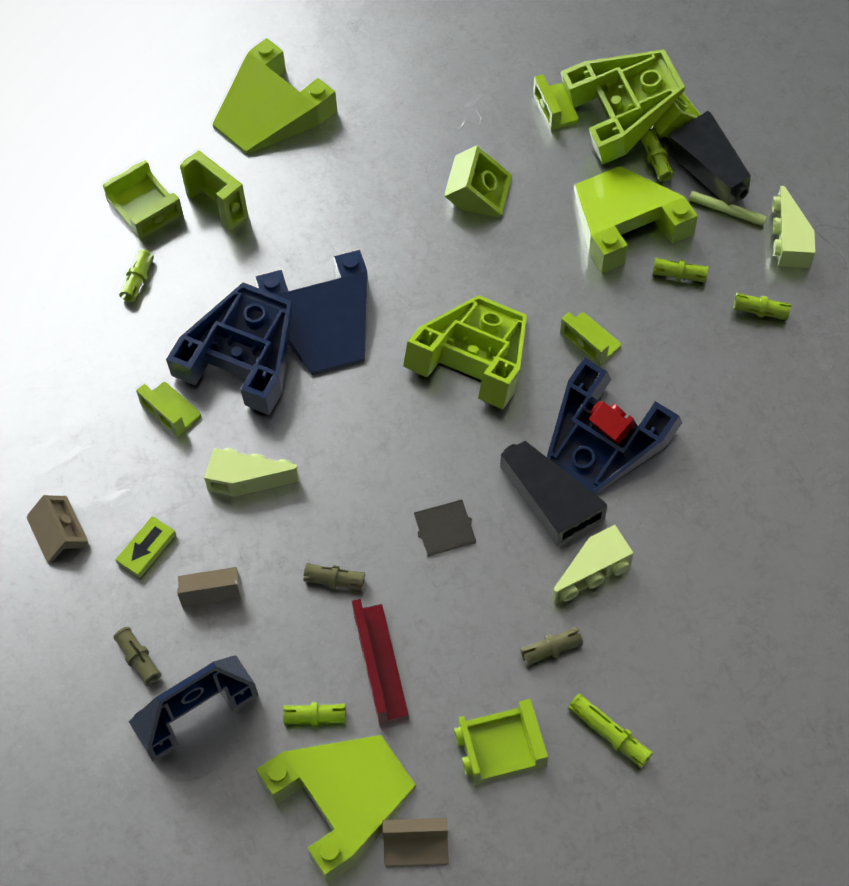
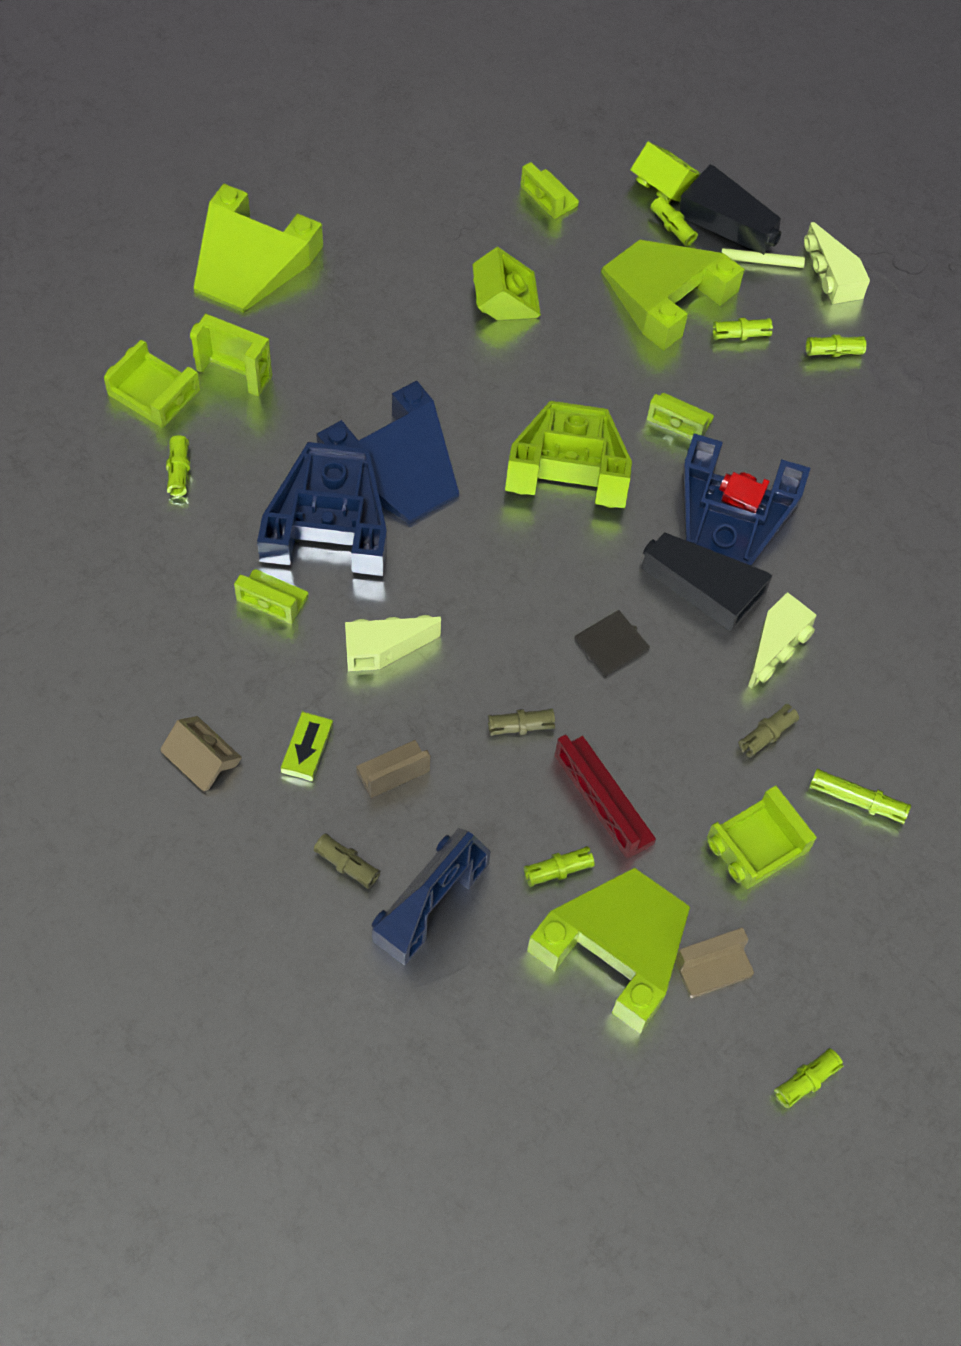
camera: 25 degrees left, 0 degrees up
(631, 92) = (628, 162): lime wedge -> none

